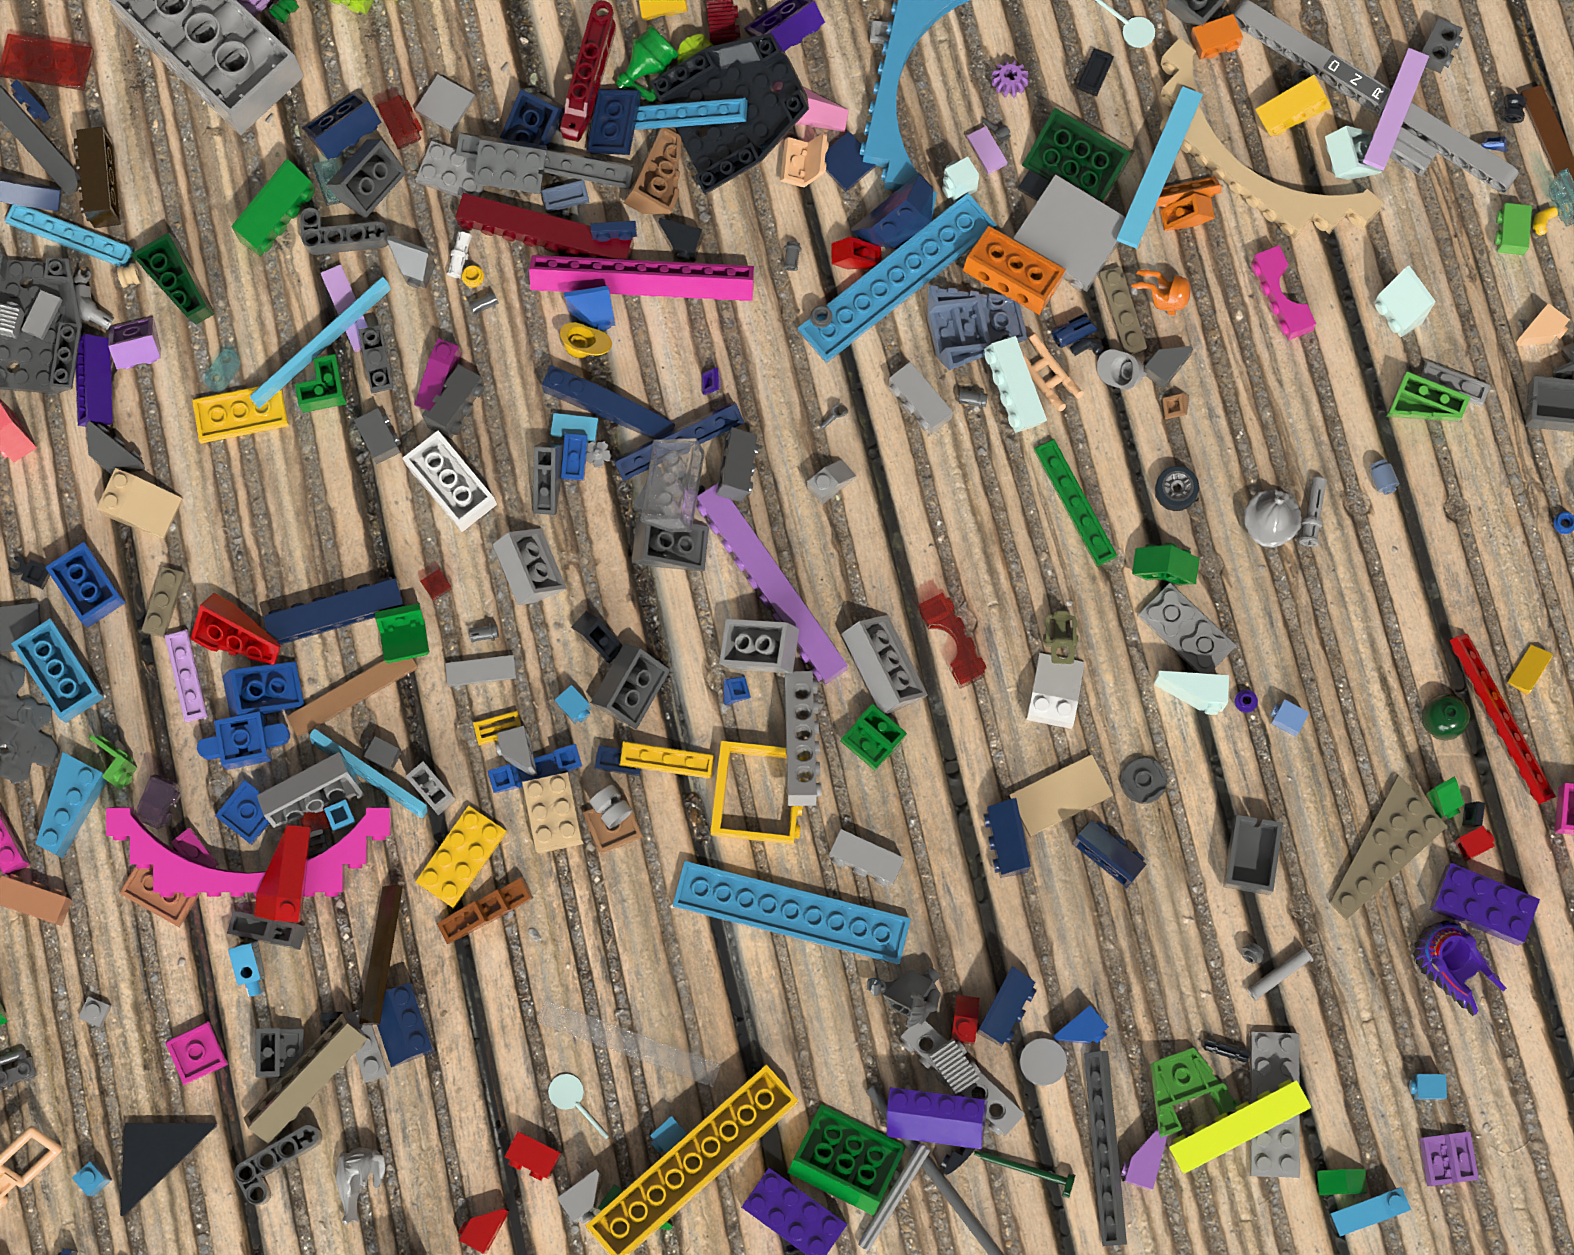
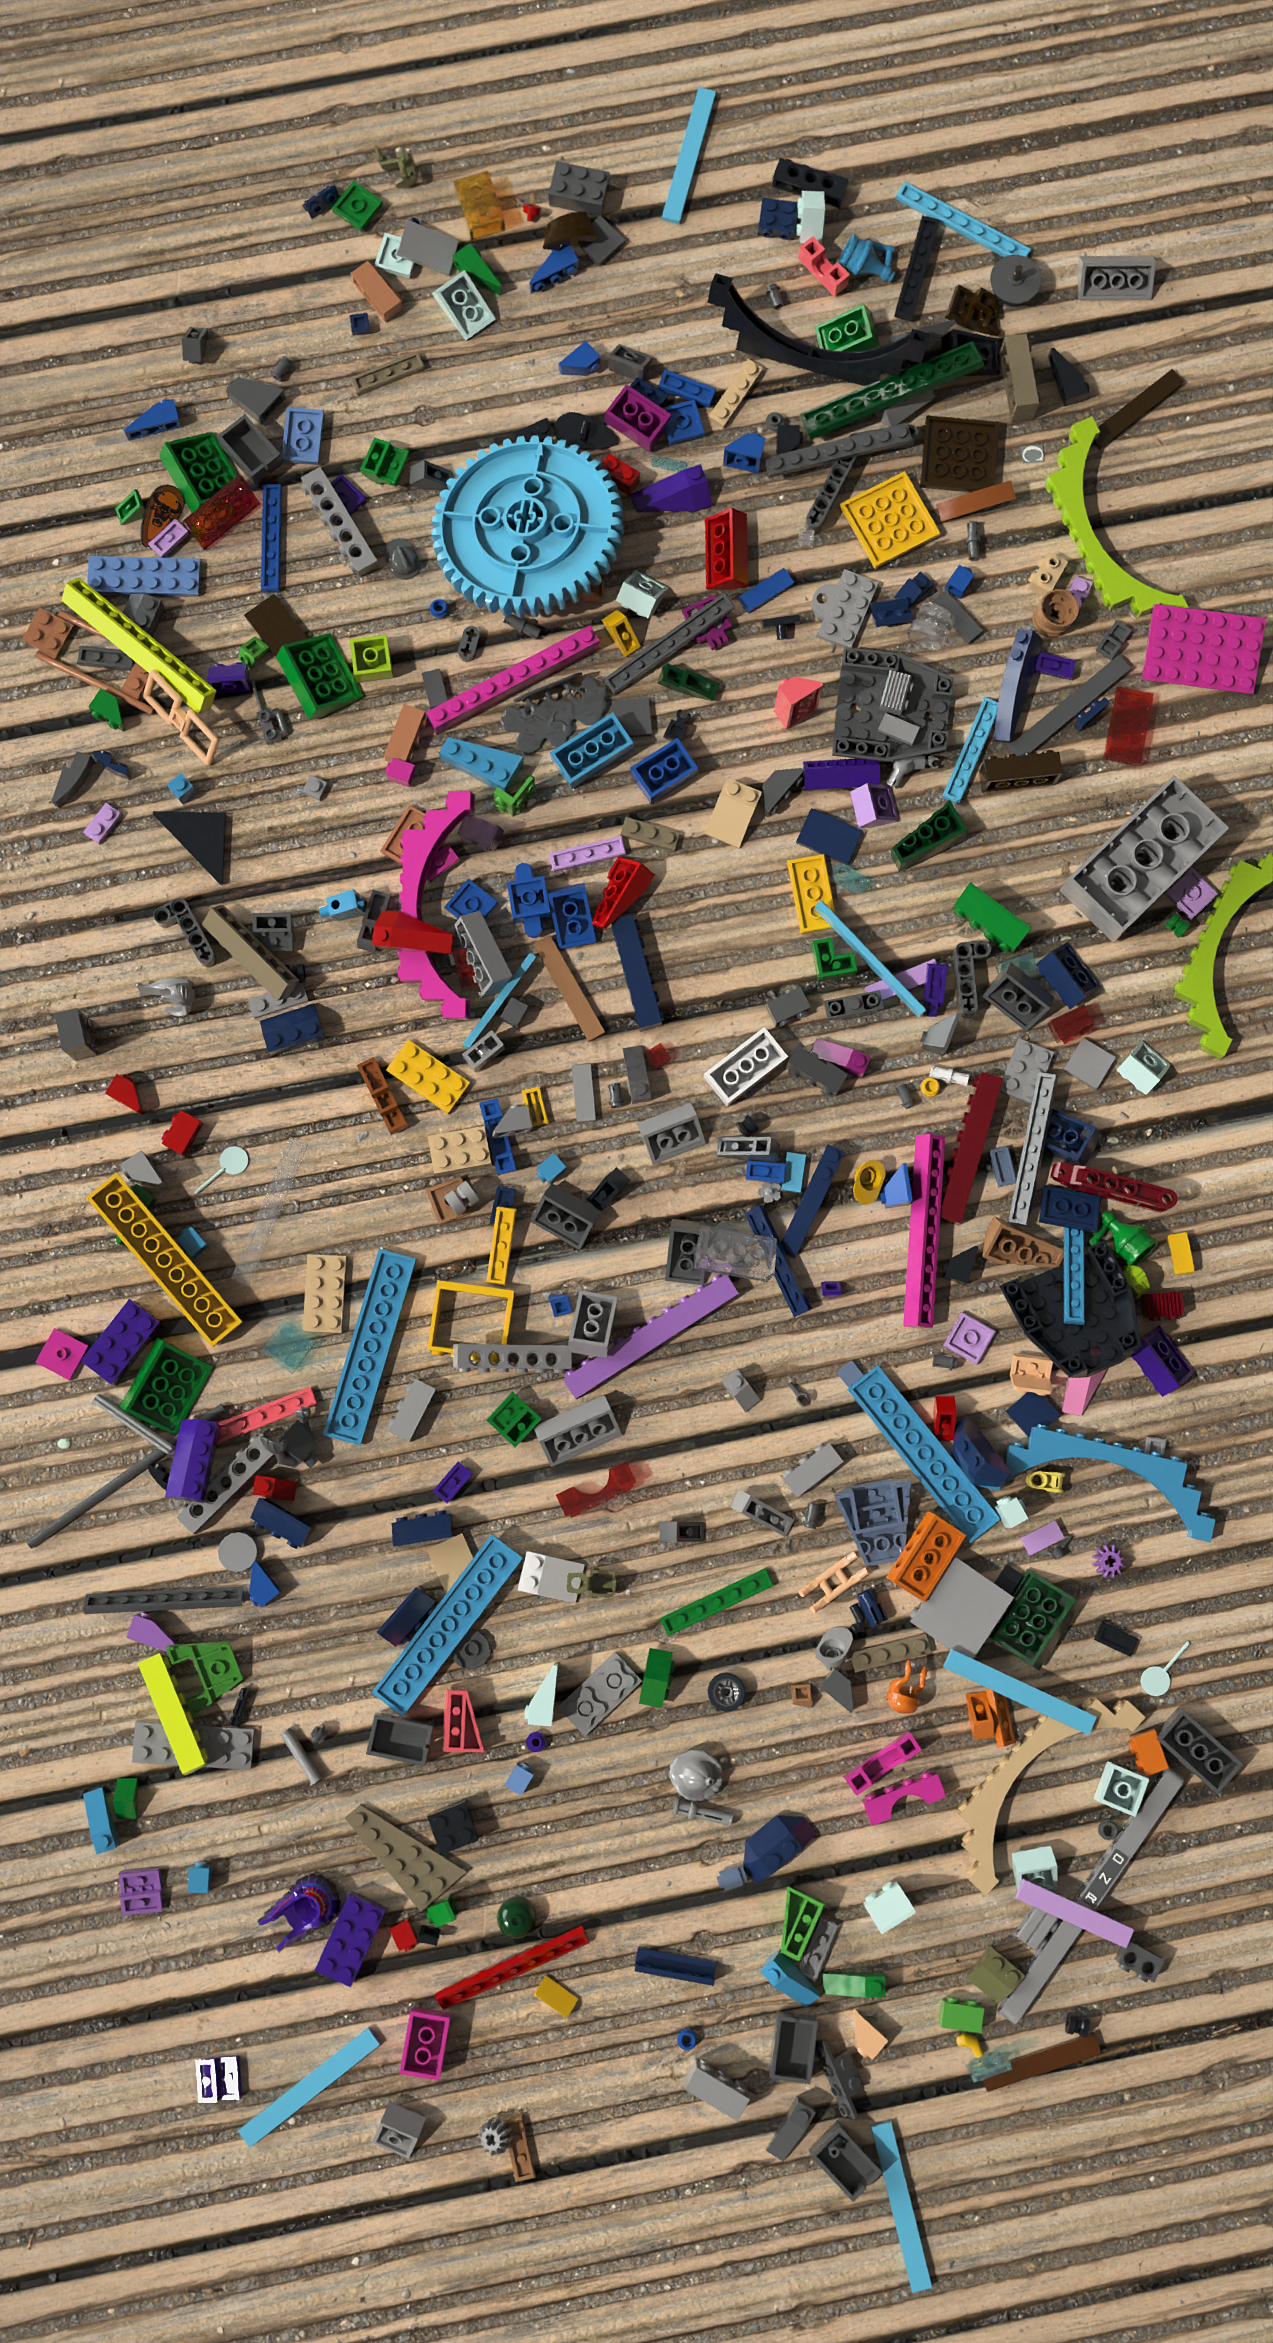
camera: 85 degrees right, 5 degrees up
(78, 903) = (400, 772): none -> dark pink brick
(128, 275) = (934, 799): tan wheel -> none
(170, 394) = (829, 836): none -> dark blue tile
(196, 1053) = (277, 867): dark pink plate -> none
(339, 815) = (461, 977): dark azure brick -> none
(355, 270) = (934, 988): none -> dark purple hinge
(381, 955) = (348, 1012): dark brown tile -> none
(402, 633) = (614, 1028): green bracket -> none
(450, 43) = (1143, 1067): none -> light aqua slope
(459, 608) = (637, 1074): none -> flat silver slope
(510, 164) = (1026, 1118): piece -> none
(520, 479) = (747, 1126): none -> black wheel
(605, 231) = (964, 1214): dark blue plate -> none
(728, 971) = (324, 1293): none -> tan plate
(737, 465) = (753, 1309): dark grey brick -> none
(764, 230) = (969, 1338): none -> lavender tile
(794, 1011) = (288, 1346): none -> clear light blue plate
(808, 360) = (849, 1374): none -> sand blue tile
(821, 310) = (890, 1380): dark grey plate -> none
(876, 1033) = (266, 1414): none -> coral tile
(923, 143) = (1049, 1481): none -> light yellow piece
(950, 807) = (452, 1482): none -> dark purple plate
(954, 1066) = (231, 1476): light grey brick -> none
(972, 453) = (762, 1513): none -> light grey slope
(997, 543) = (682, 1531): none -> dark grey slope
(1015, 384) = (820, 1552): light aqua brick -> none
(1067, 1181) = (139, 1566): dark green piece -> none
(1118, 806) = (447, 1625): none -> dark azure plate
(1230, 787) = (460, 1727): none -> coral wedge
(1232, 299) = (888, 1757): none -> dark pink arch
(1258, 63) = (1121, 1789): none -> light aqua brick
(1293, 106) = (1079, 1819): yellow wedge -> none
(1345, 430) = (775, 1845): none -> dark blue wedge
(1349, 791) = (453, 1827): none -> black brick
(1468, 194) = (995, 1975): none -> olive slope
(1486, 537) = (675, 1966): none -> dark blue fence
(1489, 341) = (854, 1984): none -> slope
(1489, 412) = (788, 1979): none -> dark azure slope
(1495, 143) = (1044, 2004): blue slope -> none

